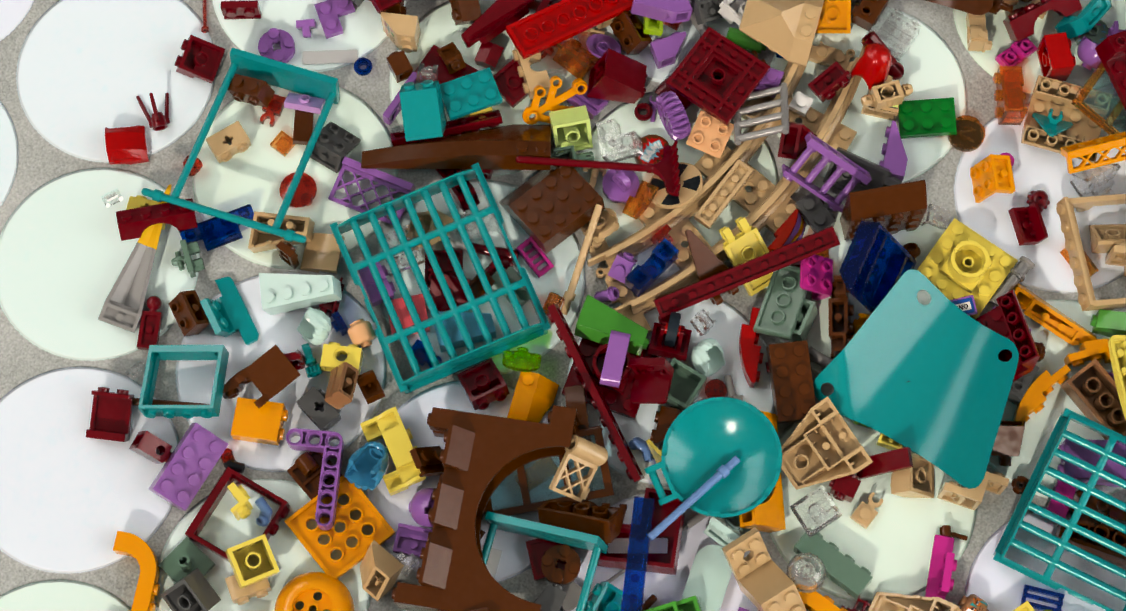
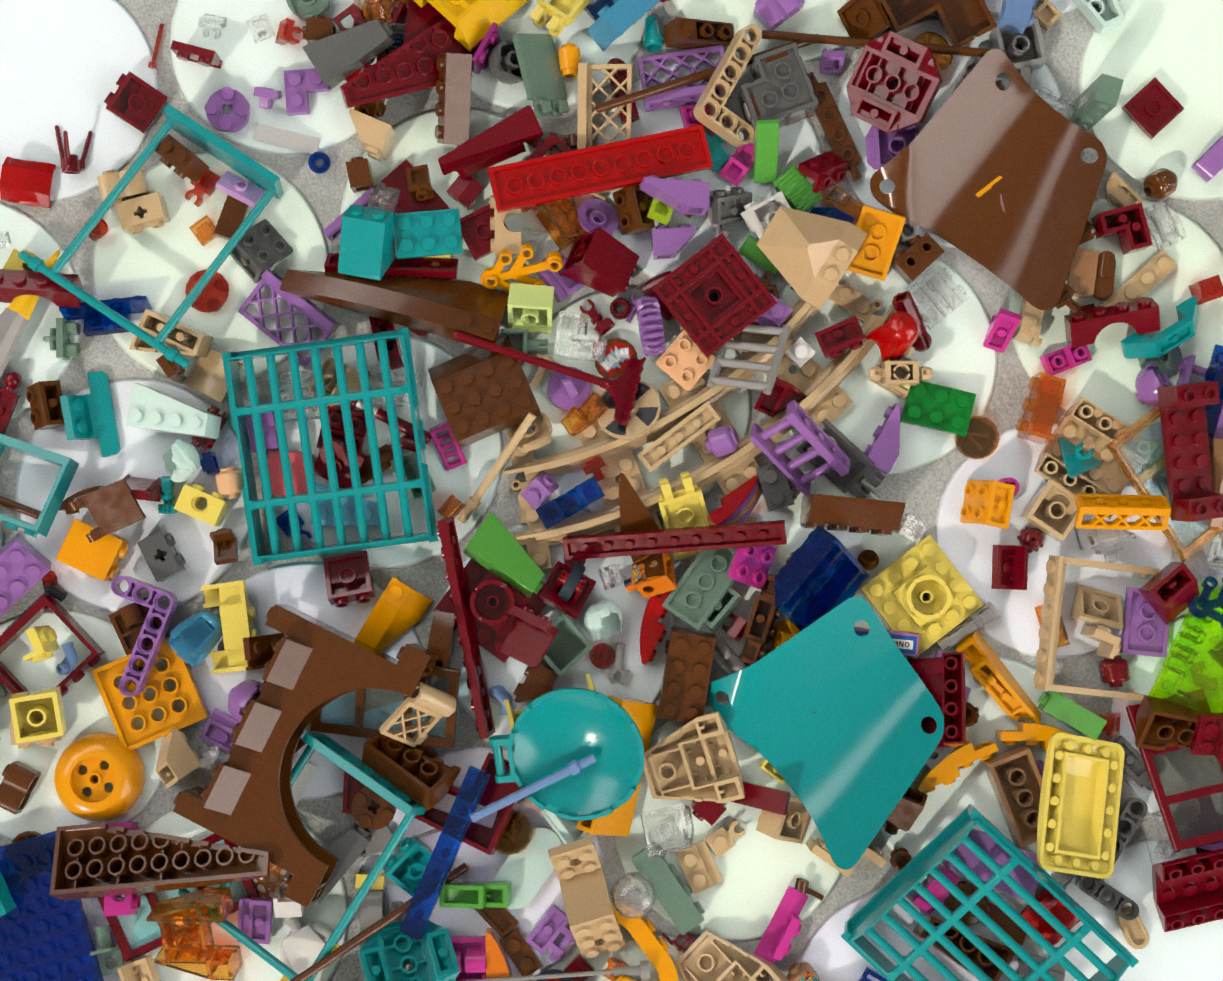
camera: 10 degrees right, 15 degrees up
(195, 123) = (136, 188): none -> tan brick
(341, 385) = (190, 540): medium nougat brick -> none
(521, 360) = (396, 565): clear neon green tile -> none
(610, 294) = (517, 516): medium lavender pin -> none
(615, 359) = (494, 603): medium lavender beam -> none
(626, 124) = (602, 326): none -> dark red piece
(689, 557) = (516, 836): none -> clear orange tile
(736, 309) = (652, 575): none -> orange torso
(760, 186) = (722, 441): none -> medium lavender head
(822, 336) = (737, 630): none -> dark red tile
(853, 540) = (699, 867): none -> tan plate
(957, 44) = (1001, 330): none -> dark pink slope
(1046, 170) = (1052, 511): none -> tan slope
(1056, 56) = (1109, 380): red brick -> none

